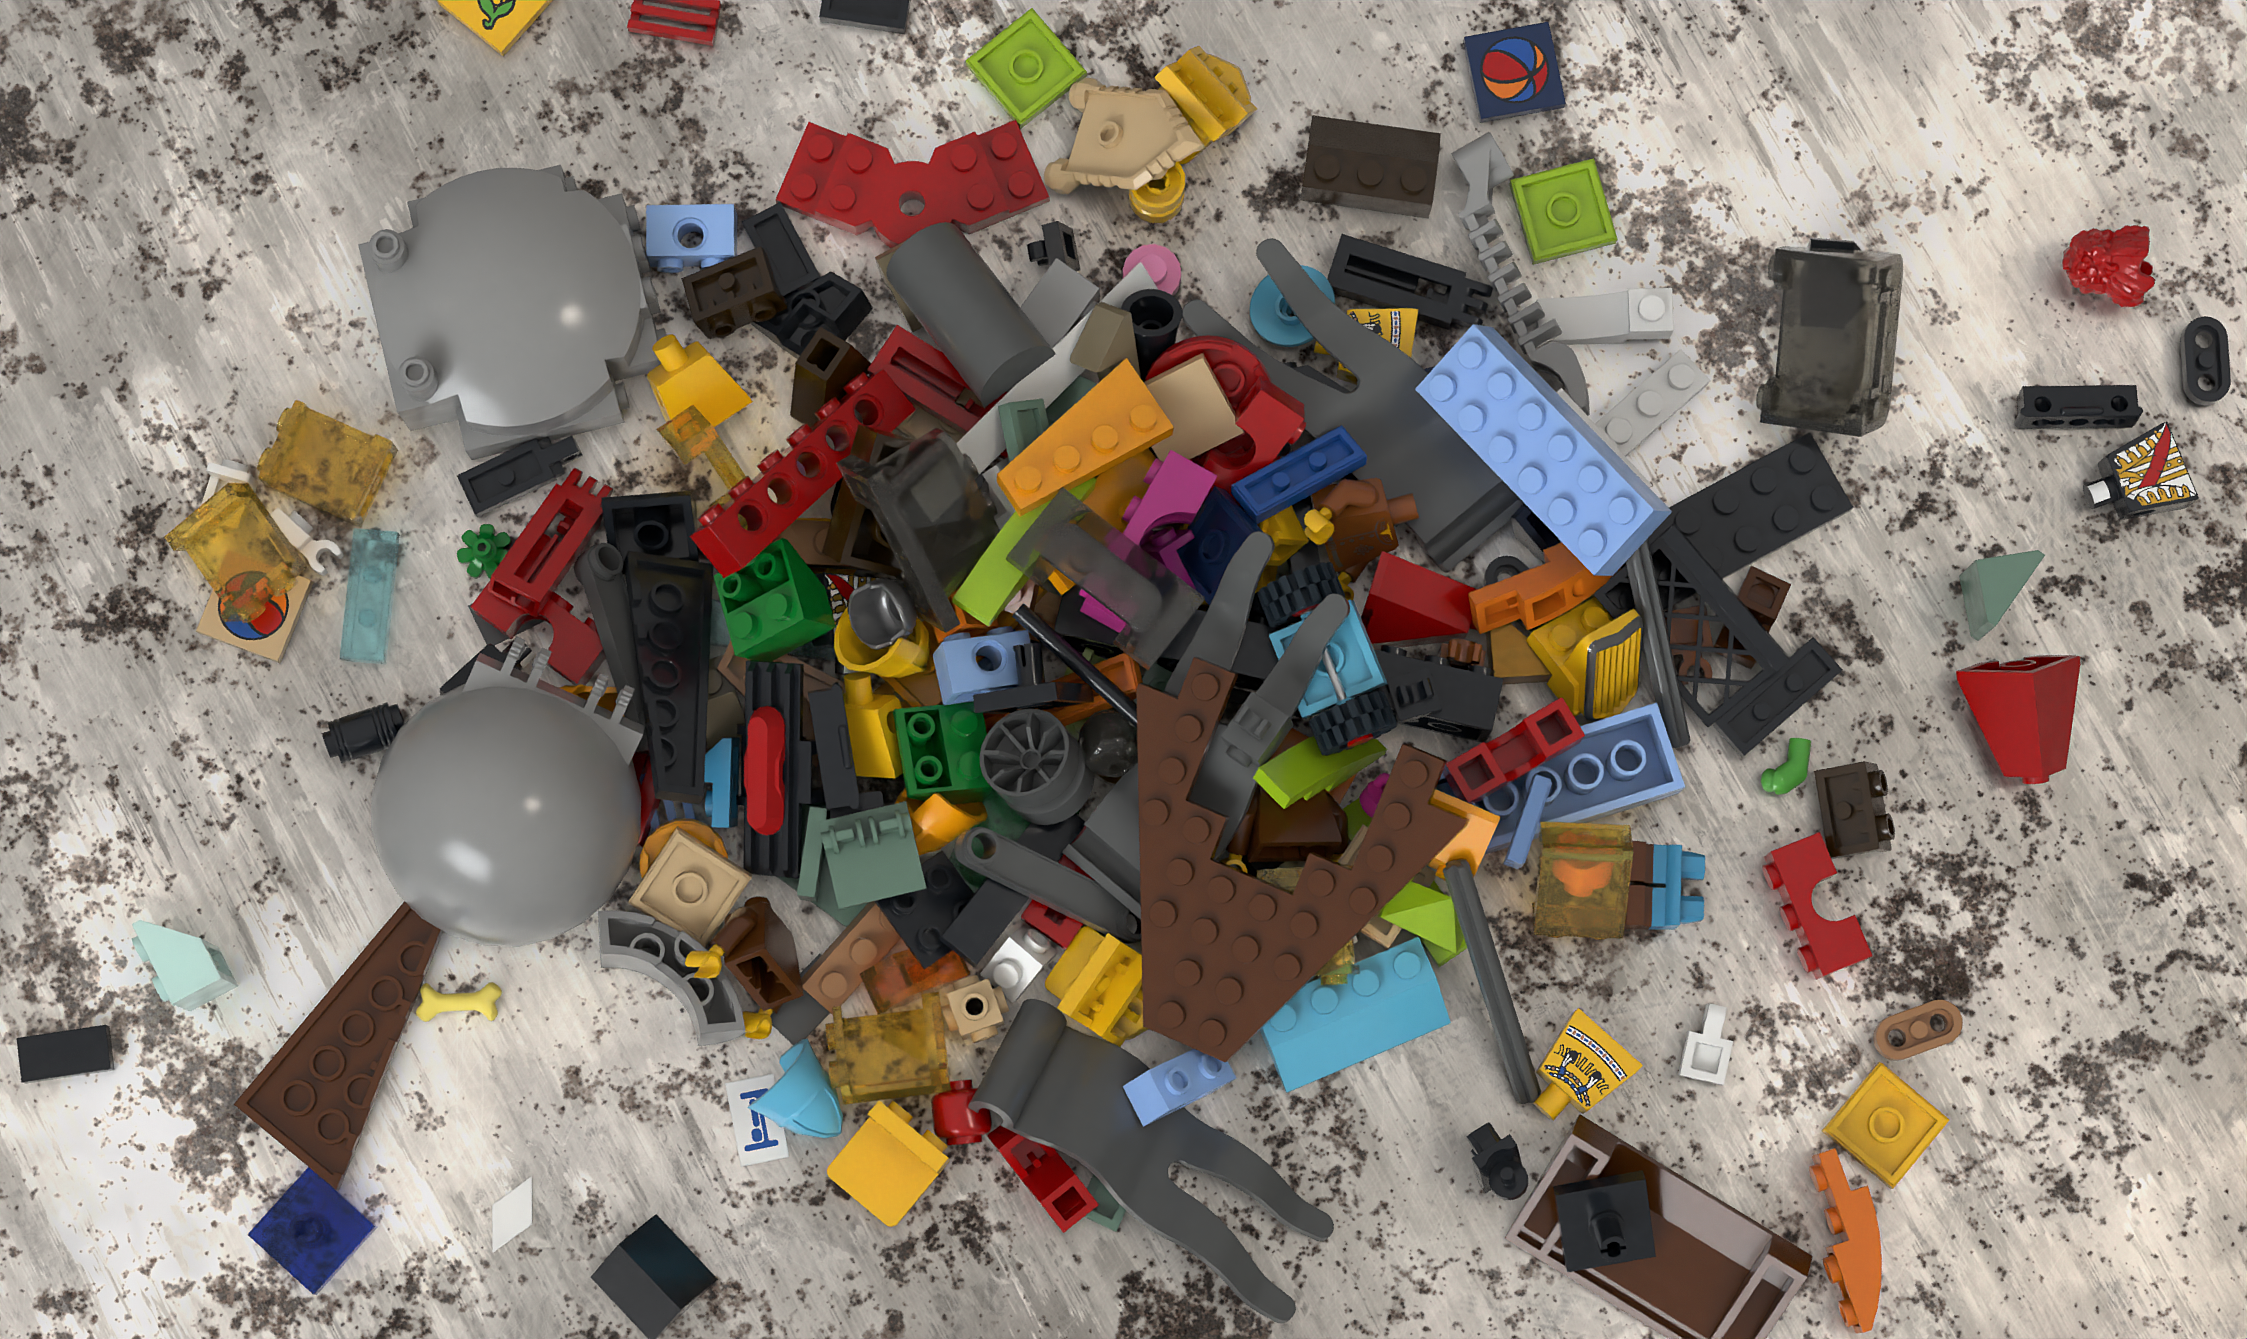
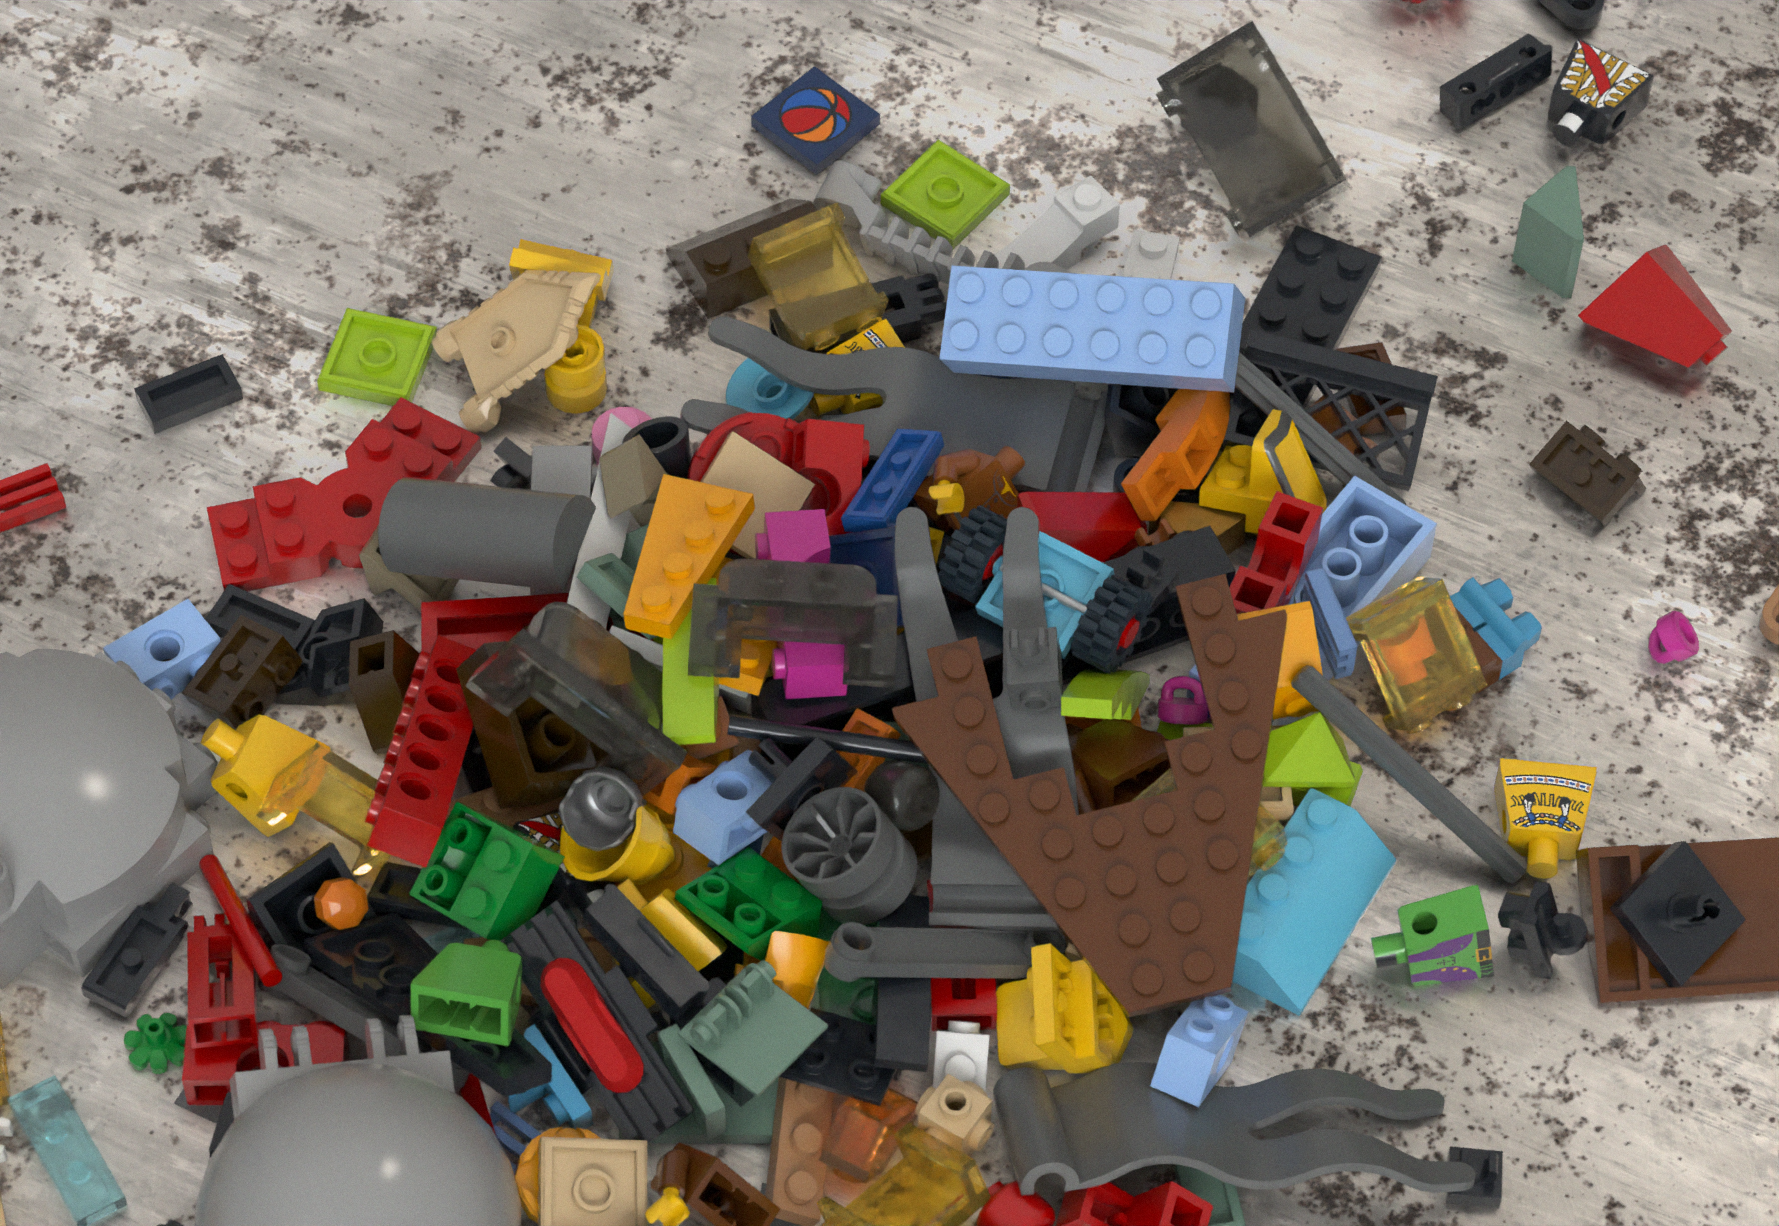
camera: 35 degrees left, 25 degrees down
(593, 505) = (240, 921): none -> red bar
(670, 540) = (341, 903): none -> orange tile
(691, 696) = (469, 993): none -> bright green torso
(1311, 1303) = (1488, 1177): none -> black tile
(1385, 245) = (816, 279): none -> clear yellow panel
(1434, 1126) = (1440, 939): none -> bright green torso
(1706, 1054) = (1636, 734): white plate -> none
(1777, 697) = (1448, 431): black plate -> none
(1790, 773) = (1510, 477): bright green arm -> none
(1799, 994) = (1677, 637): none -> dark pink tile
(1825, 943) = (1653, 584): red arch -> none

